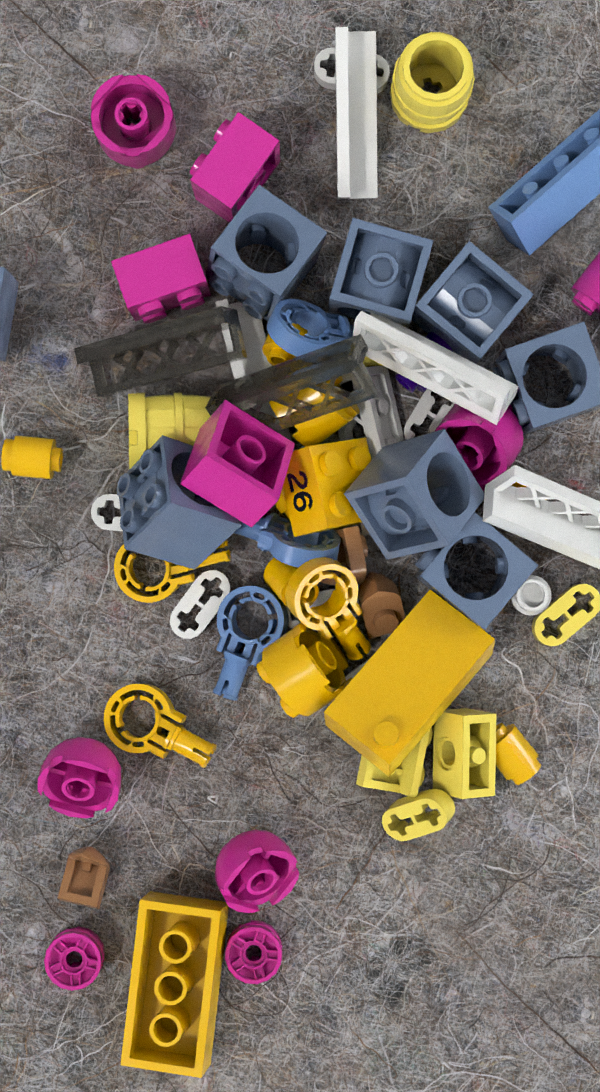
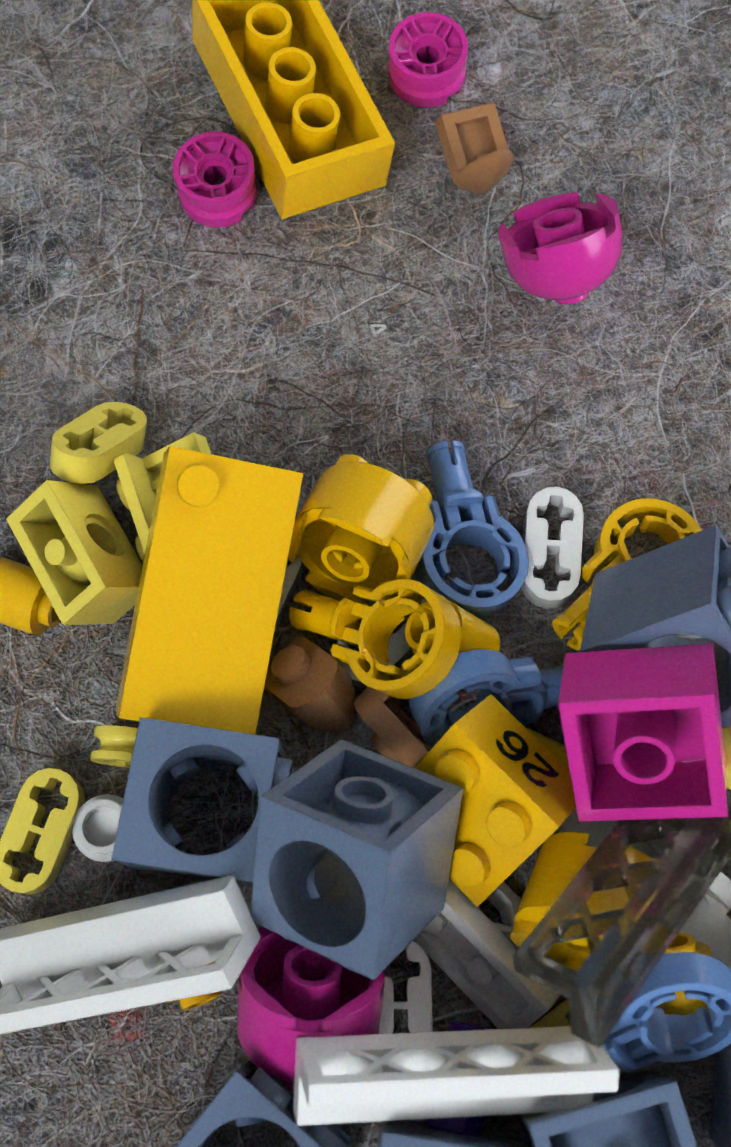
camera: 150 degrees right, 15 degrees down
(178, 738) = (490, 367): yellow pin -> none
(255, 870) = (275, 261): dark pink cylinder -> none
(502, 633) = (115, 745): none -> light yellow bush

